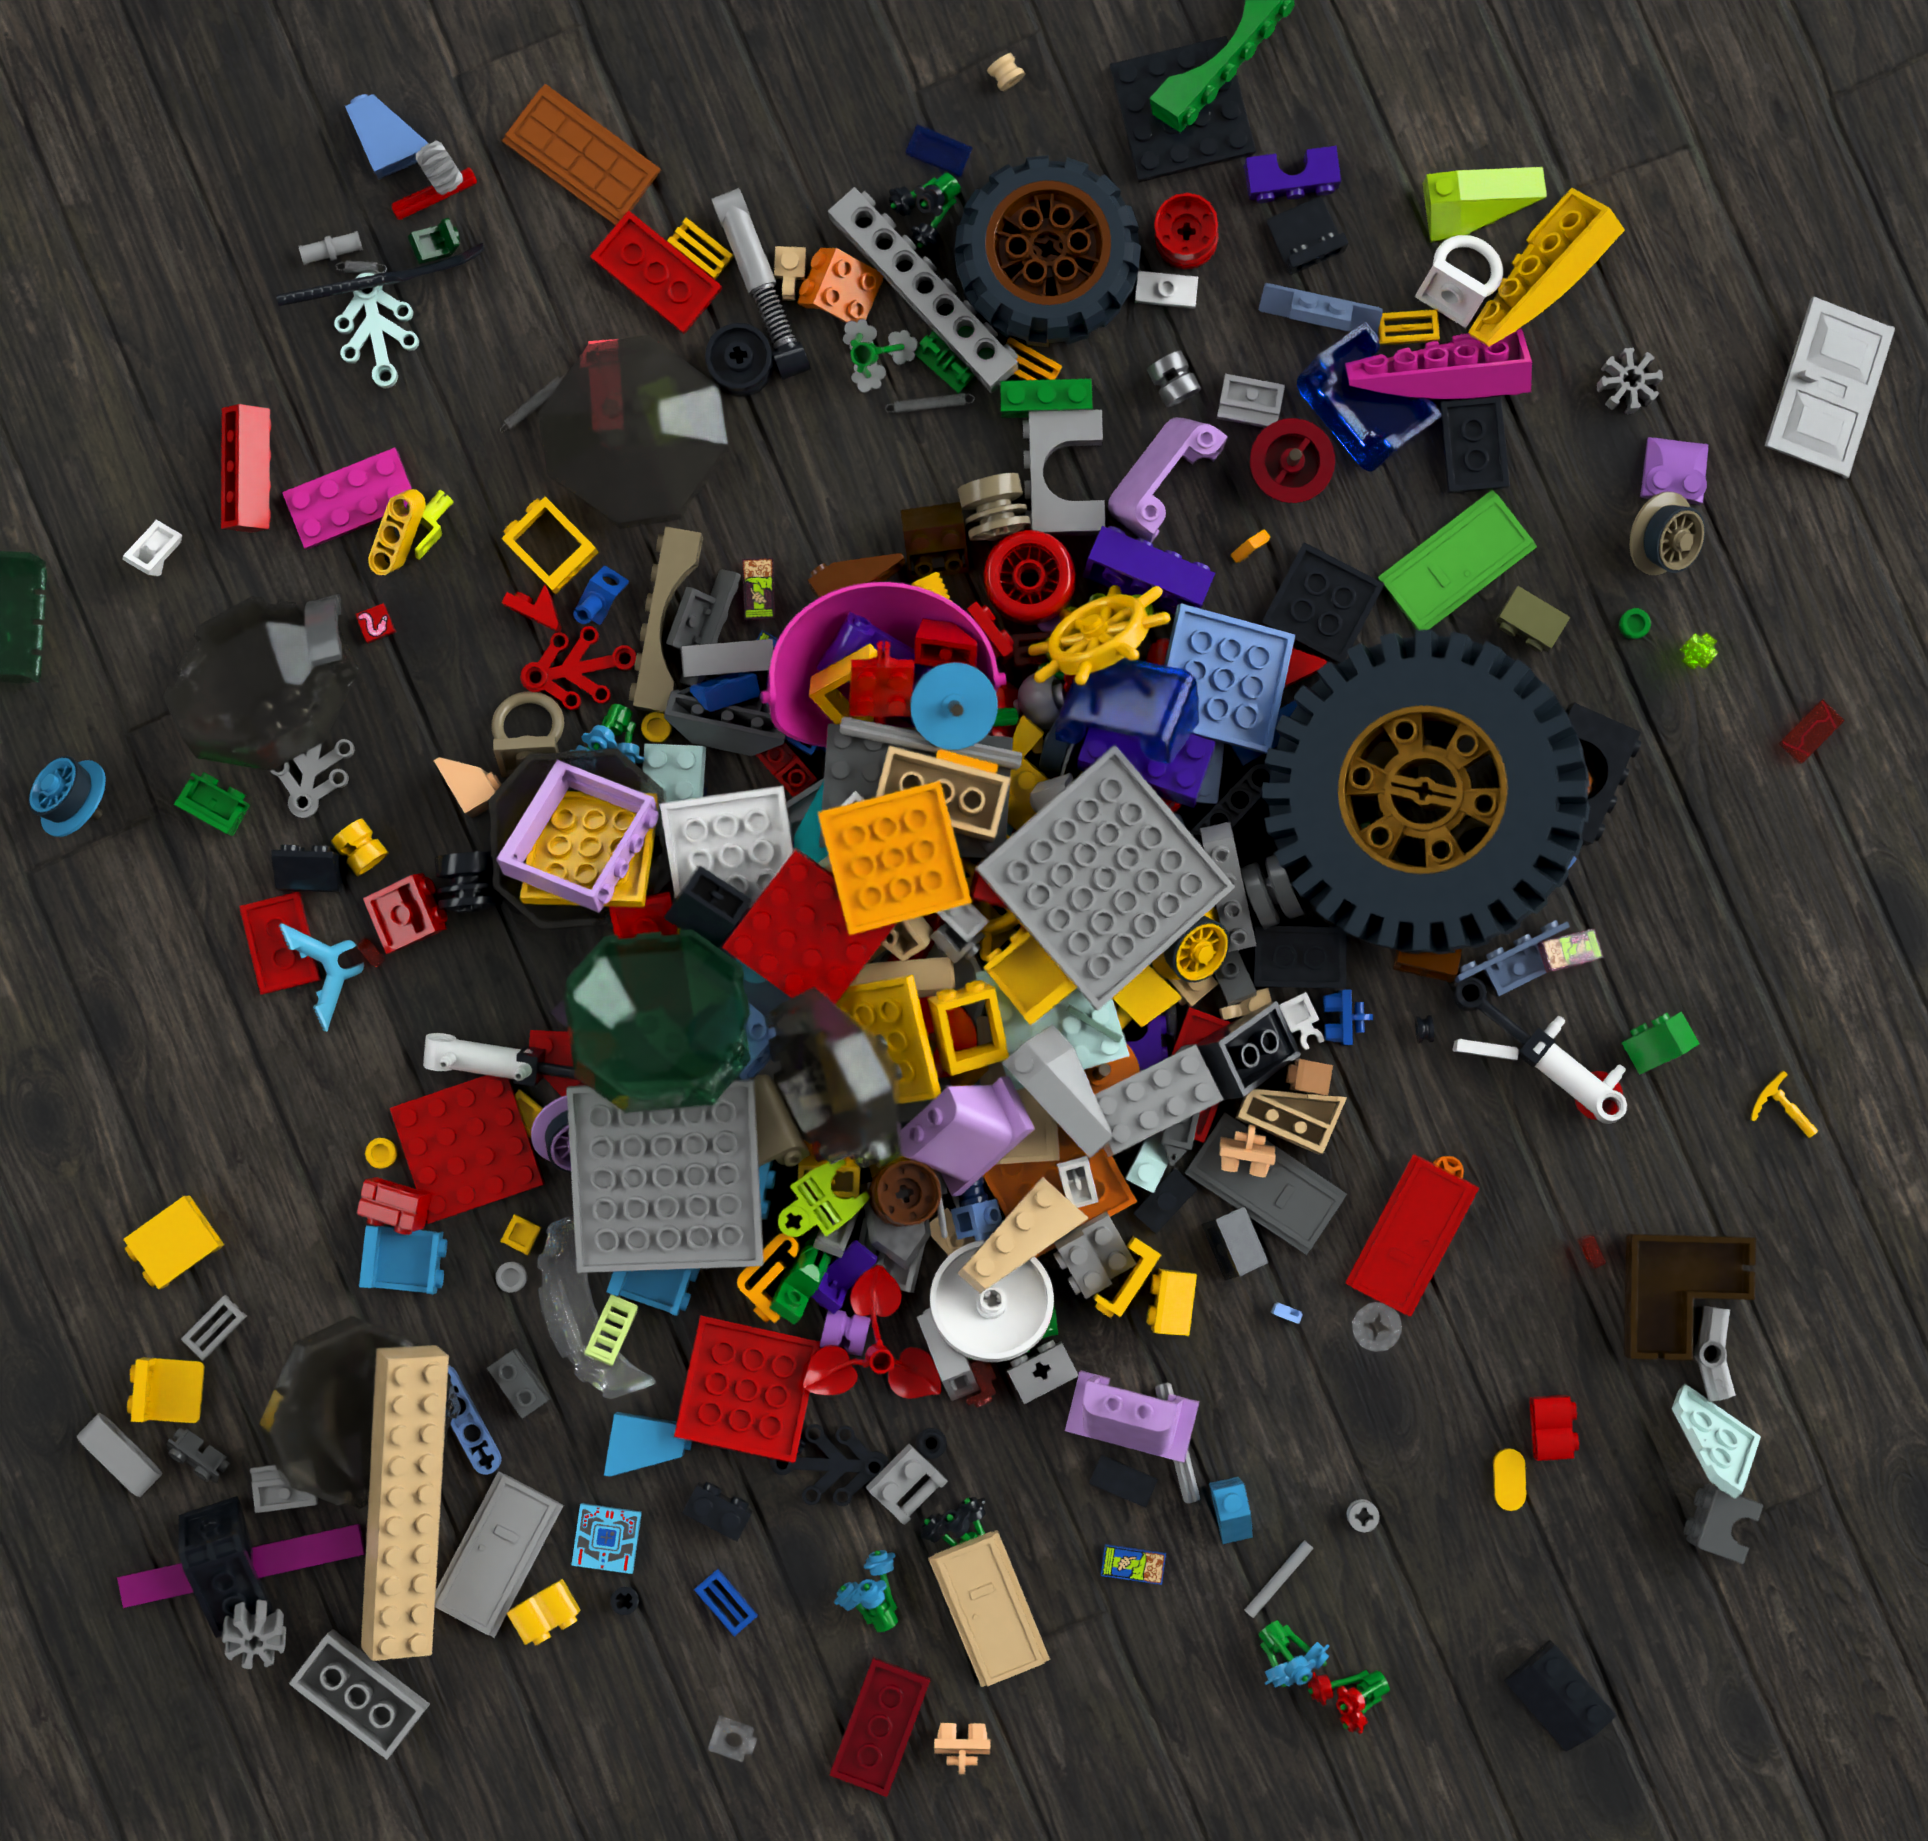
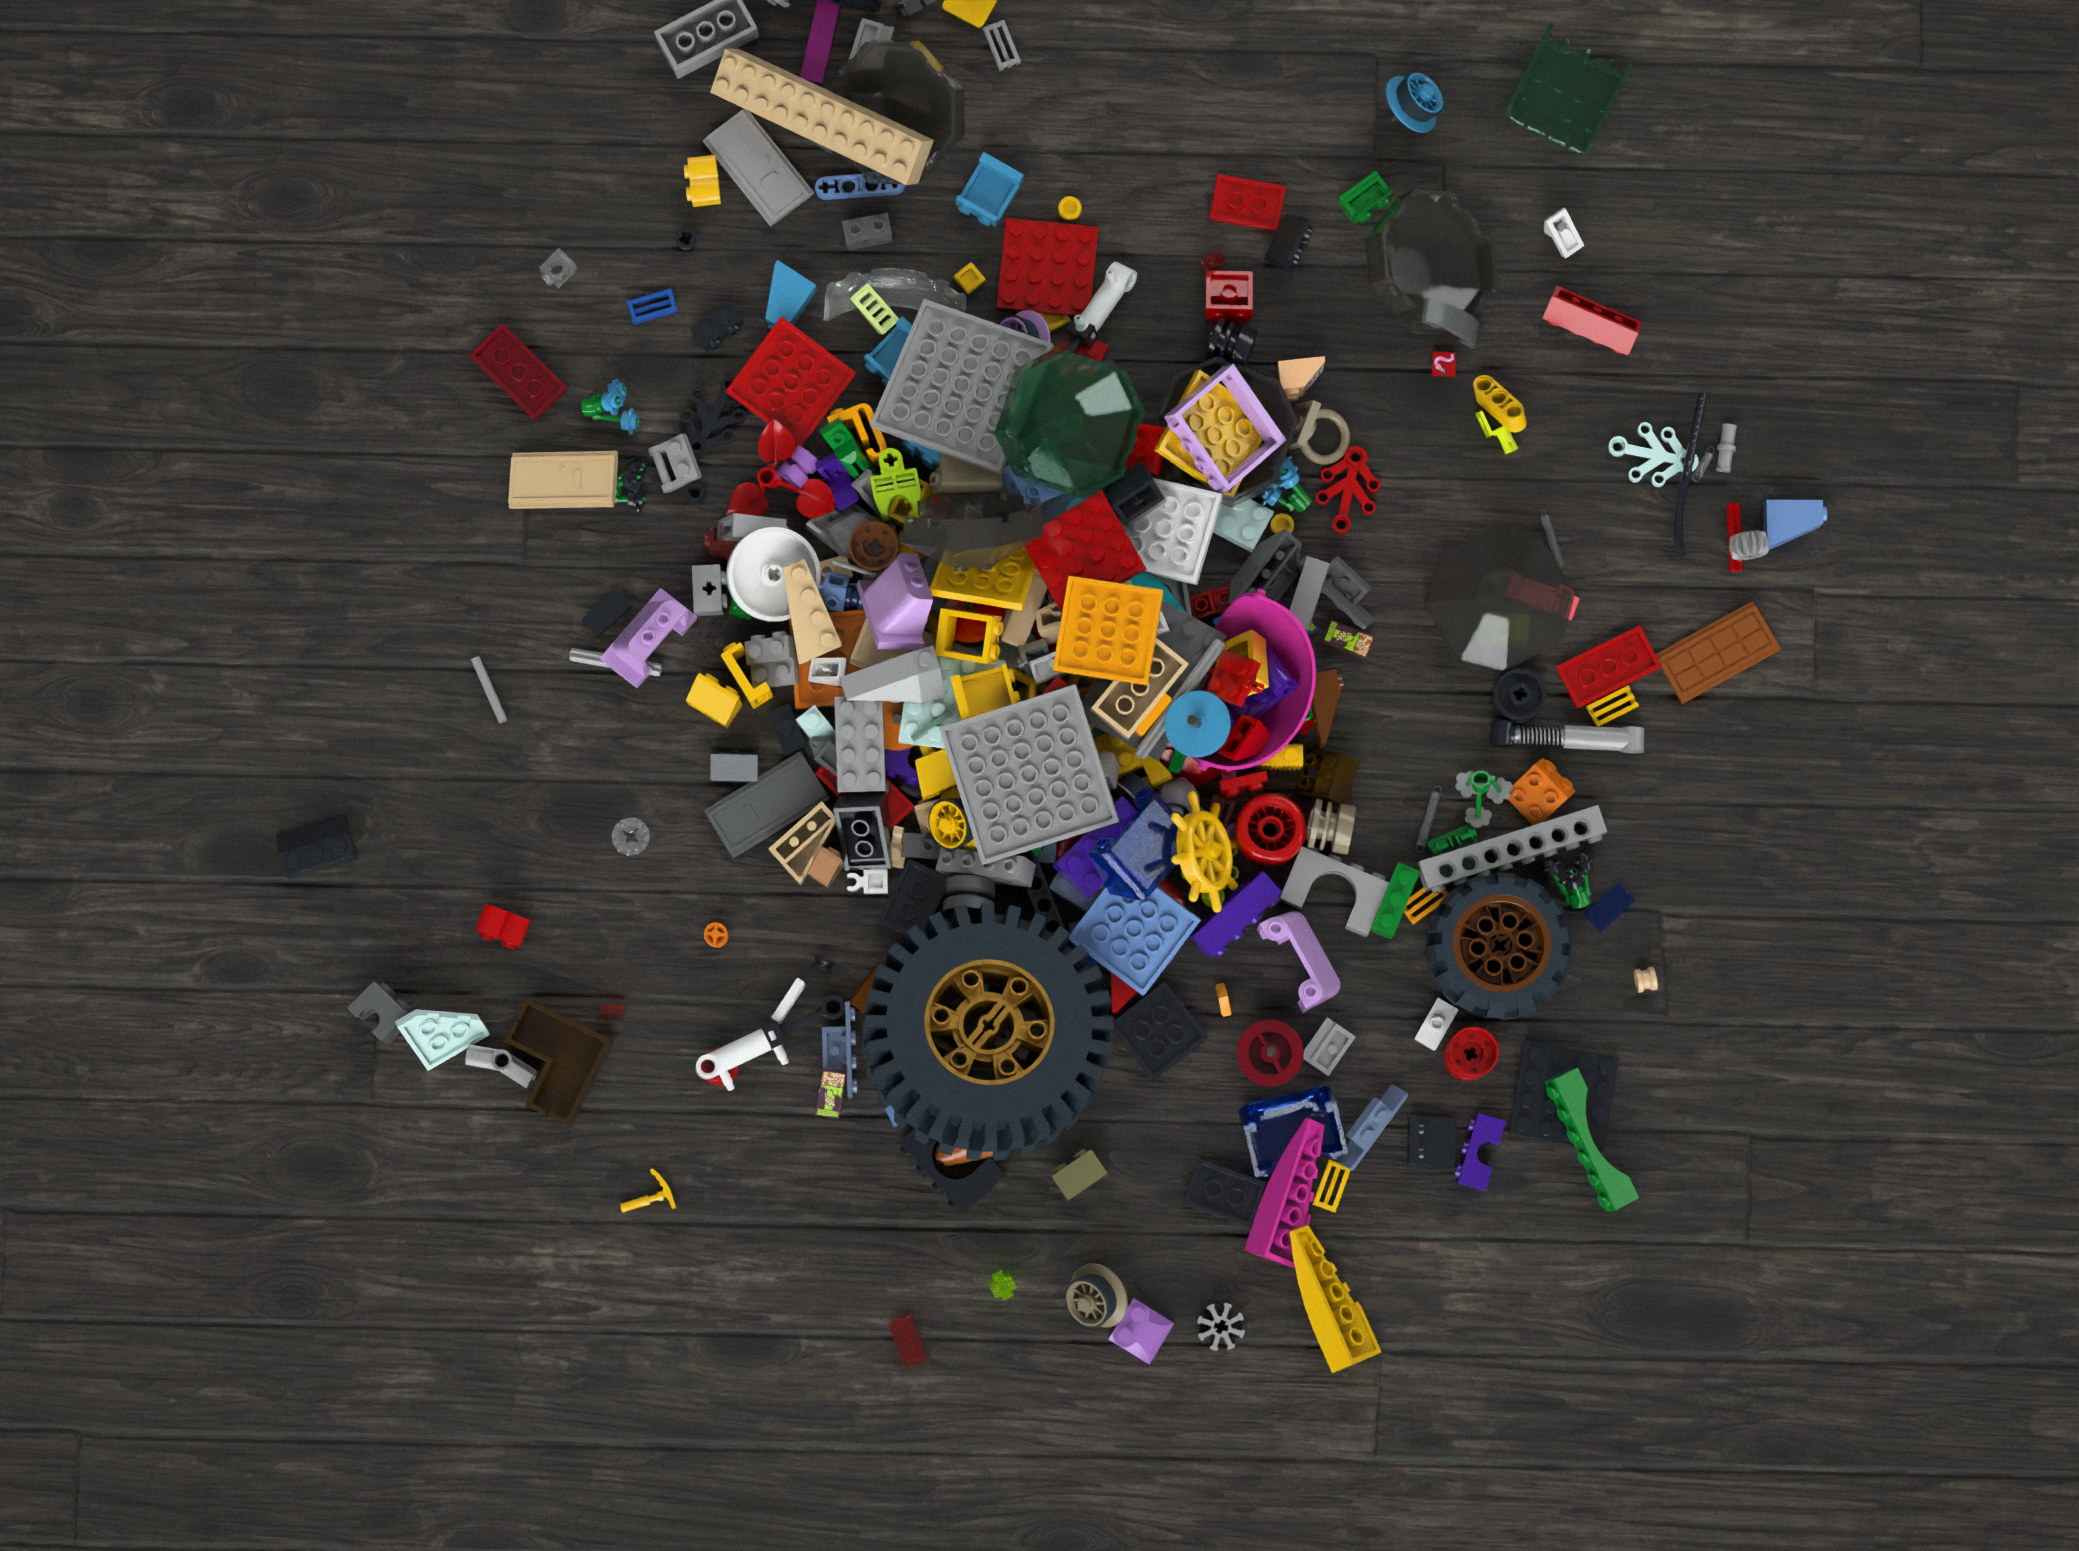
camera: 115 degrees right, 5 degrees down
(172, 1242) = (1072, 42): yellow panel -> none
(310, 768) = (1360, 274): light grey plant -> none
(328, 957) = (1209, 230): medium azure piece -> none
(346, 498) = (1541, 383): dark pink plate -> none
(359, 847) = (1289, 284): yellow wheel -> none
(393, 1205) = (1029, 199): red brick -> none
(435, 241) = (1698, 521): dark green bracket -> none
(511, 1277) = (943, 259): light grey tile -> none
(541, 612) = (1399, 480): red slope -> none
(571, 566) = (1422, 514): yellow window -> none
(598, 596) = (1392, 524): blue bracket -> none
(606, 1538) = (734, 245): tile -> none
(678, 559) = (1395, 591): dark tan arch -> none
(726, 690) = (1285, 580): blue slope -> none
(789, 266) = (1570, 764): tan plate -> none
(975, 1744) = (485, 412): light nougat hips -> none
(1133, 1564) = (546, 594): tile -> none
(1178, 388) = (1359, 997): flat silver wheel -> none
(1231, 1509) = (552, 675): dark azure slope -> none
(1247, 1147) = (796, 800): light nougat hips -> none
(1287, 1312) = (669, 778): light blue tile -> none
(1298, 1669) = (422, 668): plant -> none
(1342, 1003) = (847, 906): blue hips -> none
(1351, 1701) = (383, 694): plant -> none
(1361, 1510) = (508, 769): light grey wheel -> none
(1412, 1235) = (683, 888): red piece -> none
(1453, 290) = (1342, 1227): white tile -> none
(1457, 562) = (1145, 1142): bright green piece -> none
(1476, 198) = (1403, 1276): lime wedge -> none
(1509, 1479) = (481, 880): yellow tile -> none
(1634, 623) = (1043, 1250): green tile -> none
(1659, 1043) = (737, 1124): green brick -> none
(1829, 387) = (1151, 1471): door -> none

